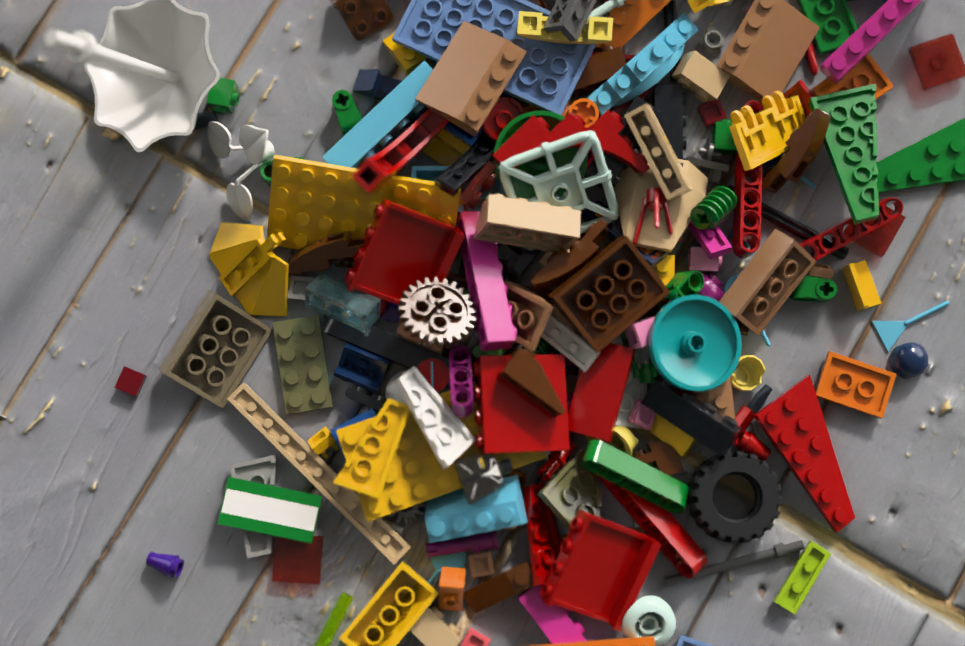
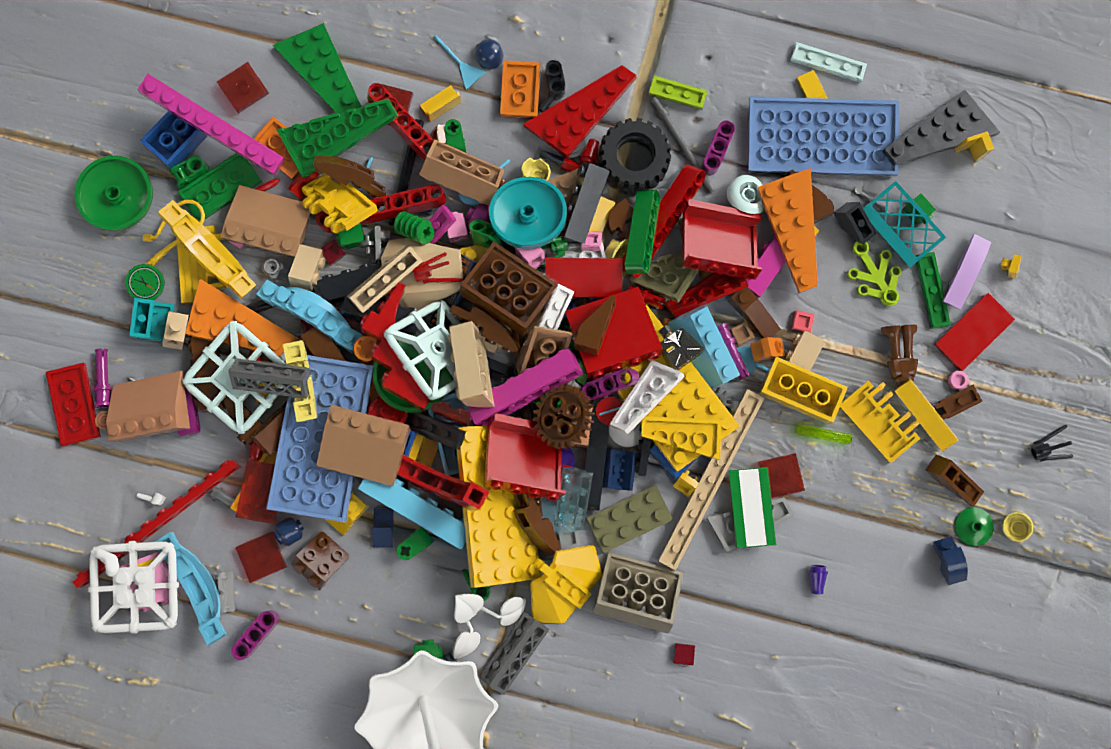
camera: 110 degrees left, 0 degrees up
(194, 186) = (511, 651): none -> dark grey fence
(729, 611) = (722, 140): none -> magenta beam
(856, 427) = (553, 80): none -> black beam

